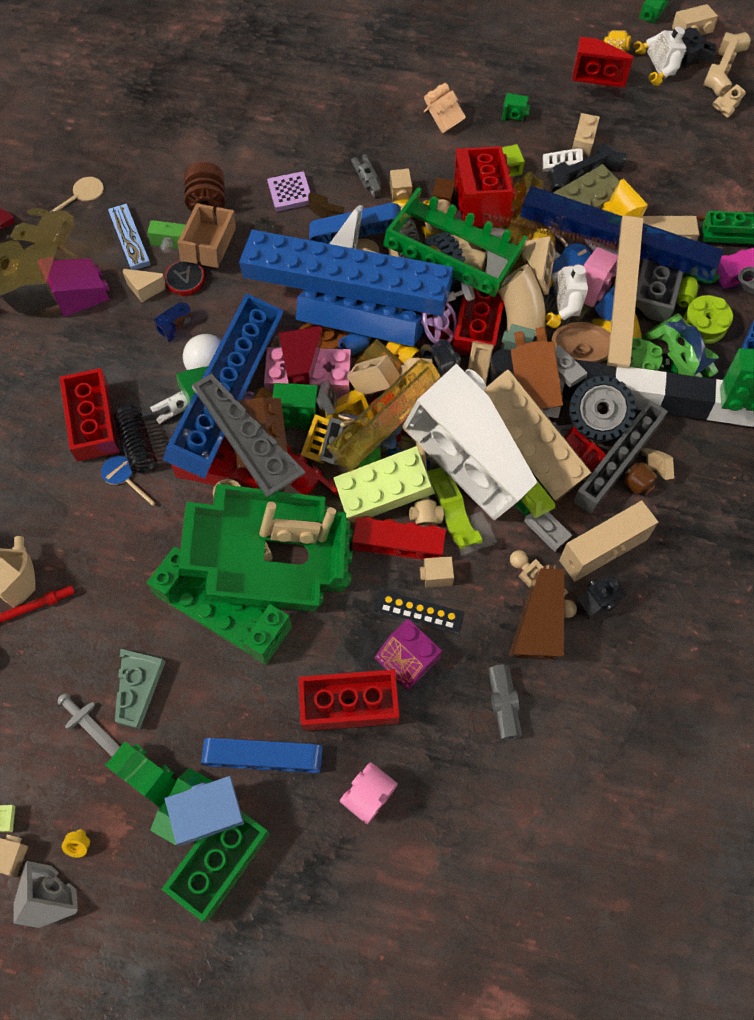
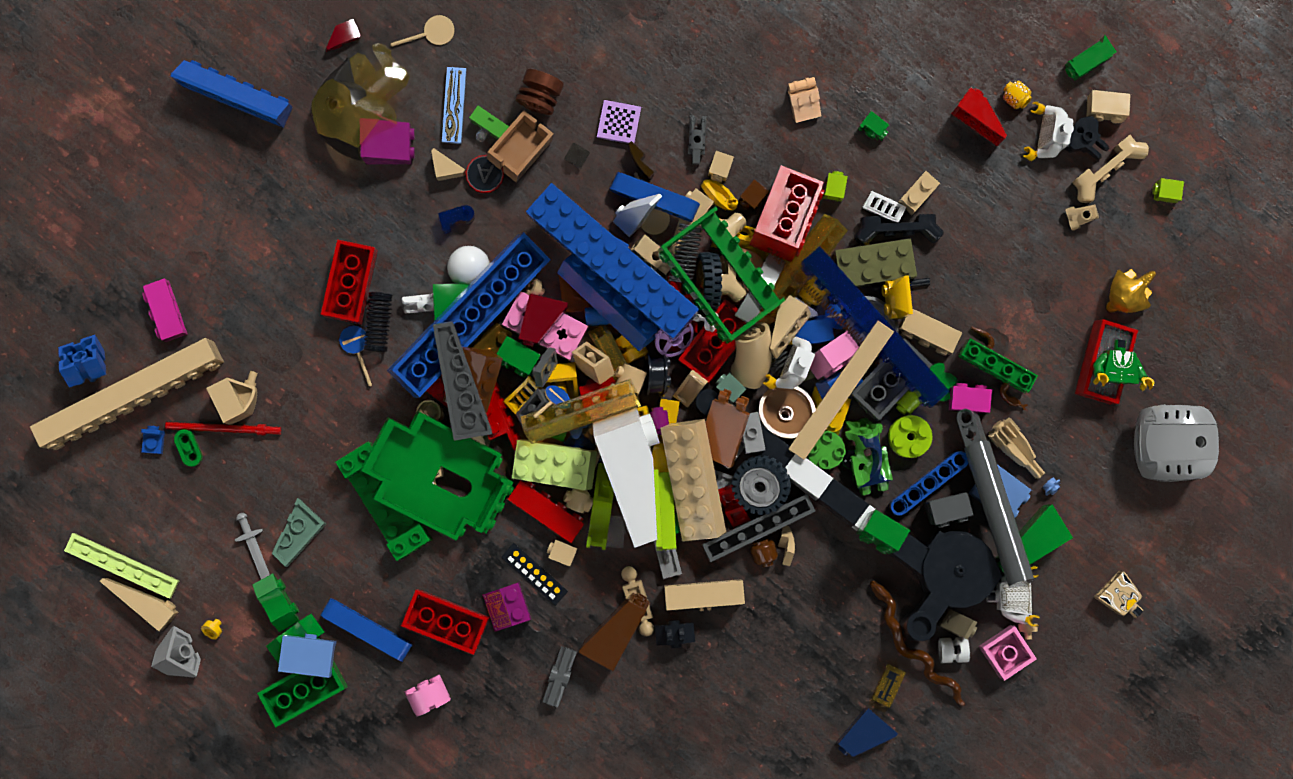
camera: 20 degrees right, 20 degrees up
(295, 530) = (458, 470): tan plate -> none

